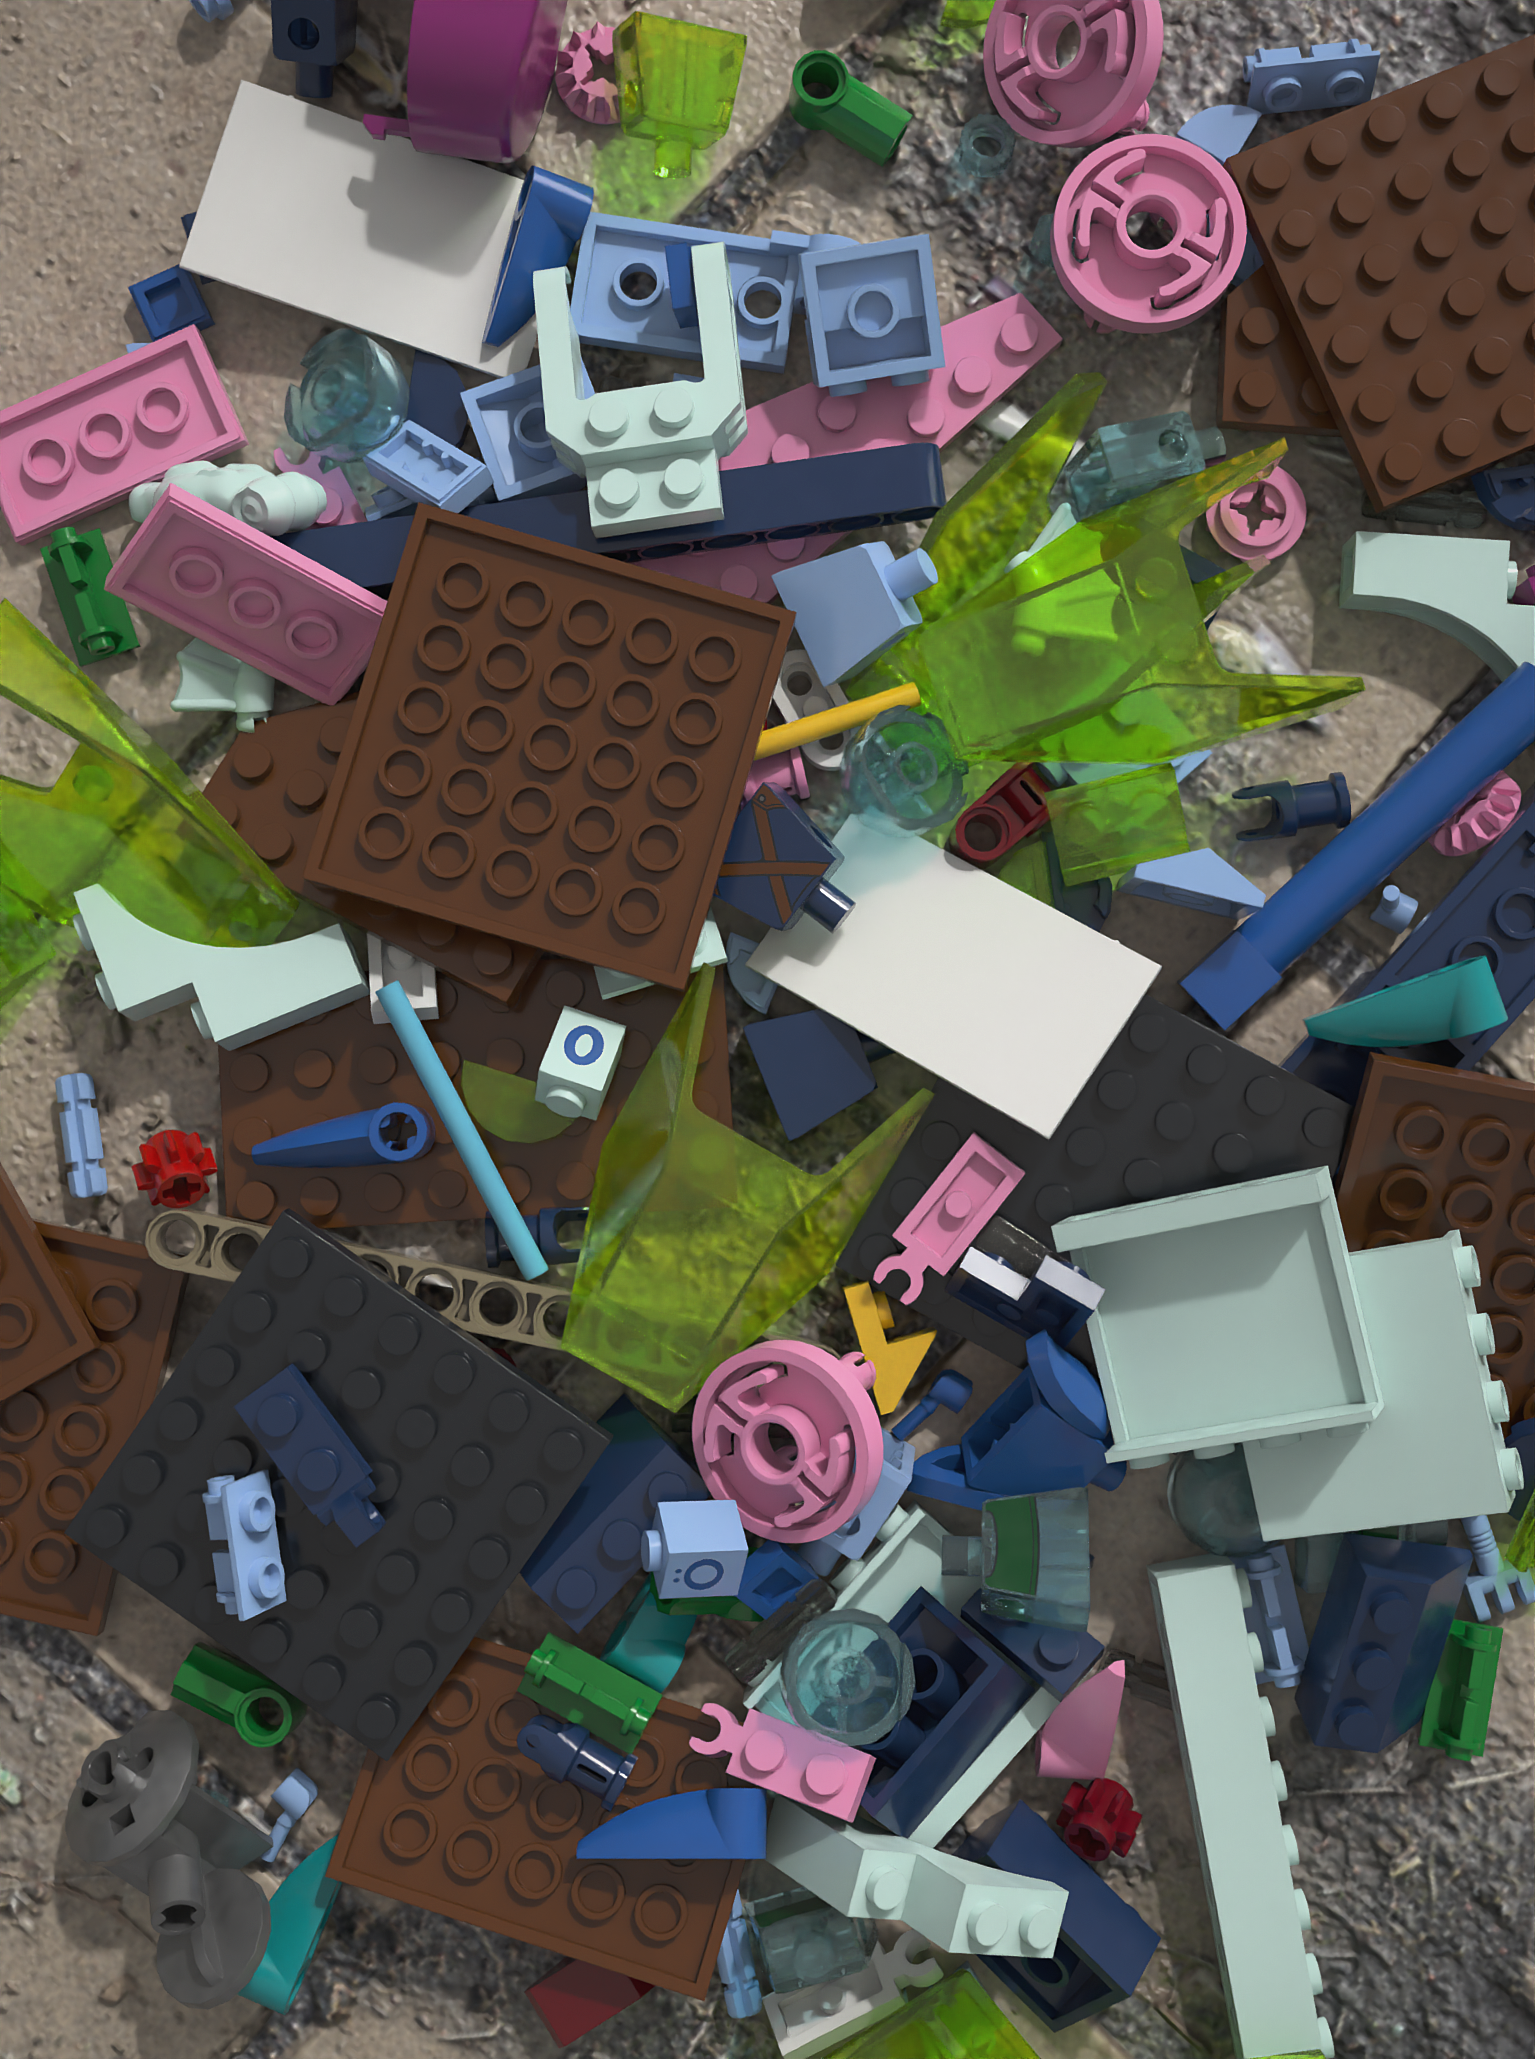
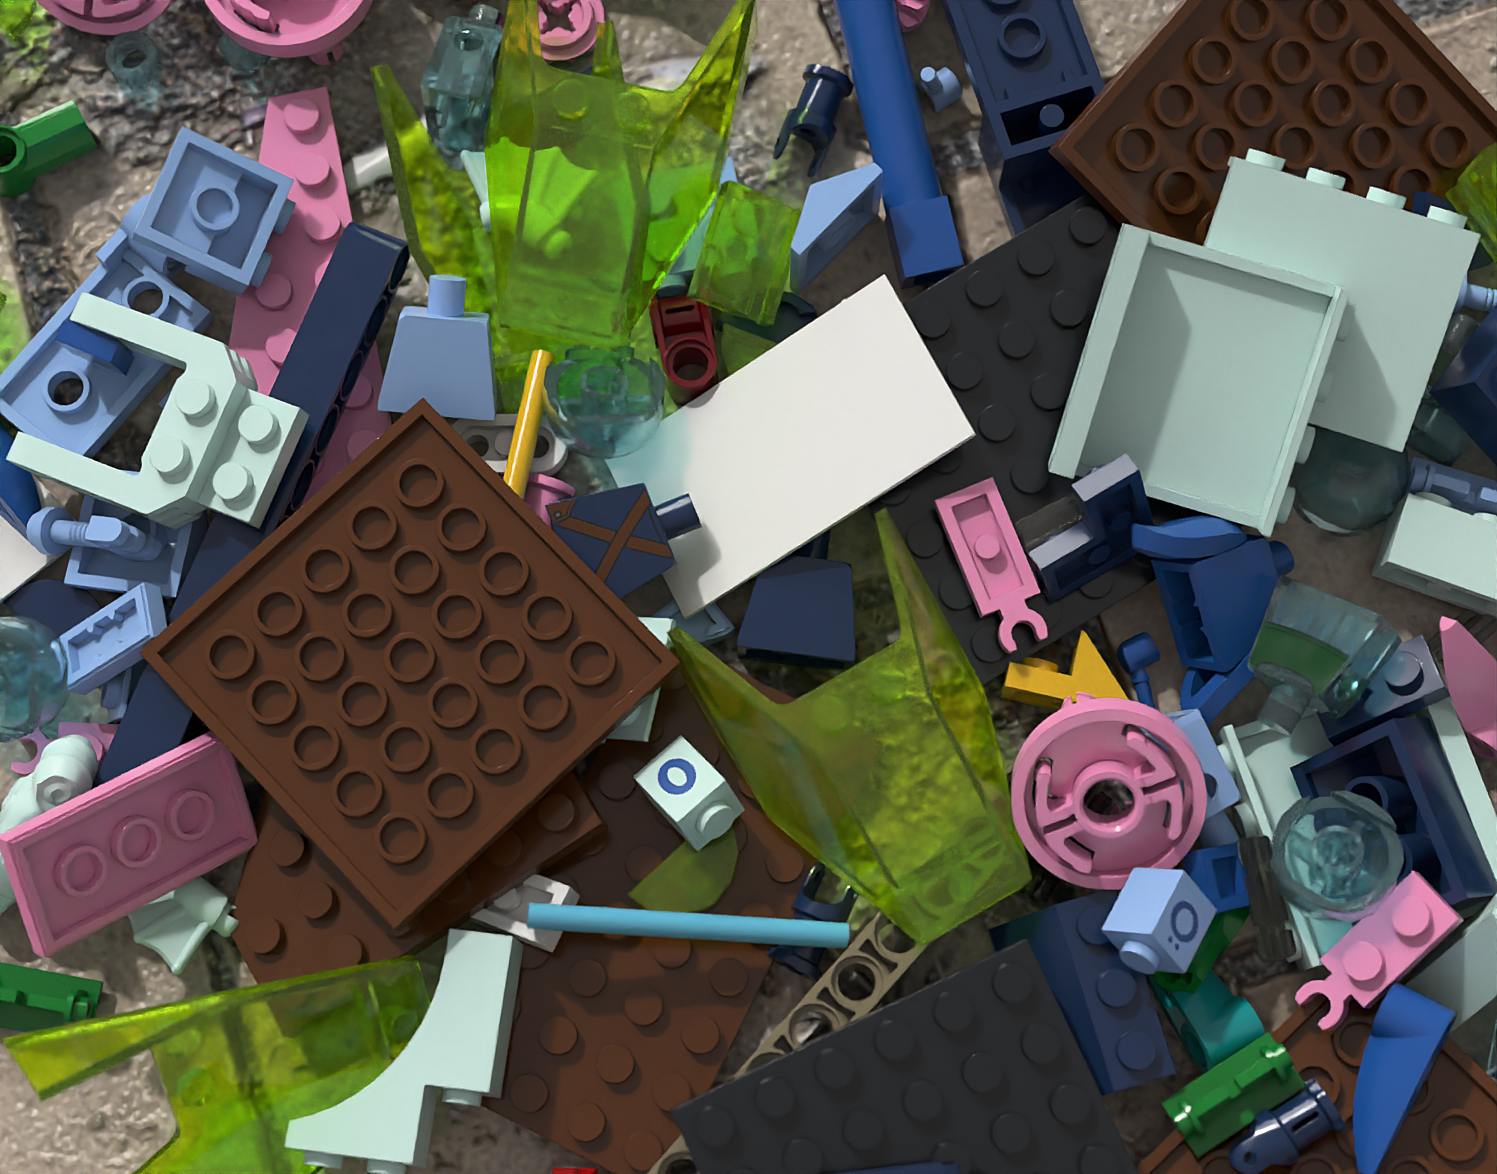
camera: 60 degrees left, 10 degrees down
(349, 1141) = (639, 1036): blue piece -> none
(500, 356) = (54, 532): none -> light blue hinge
(1417, 1011) = (1036, 95): teal piece -> none

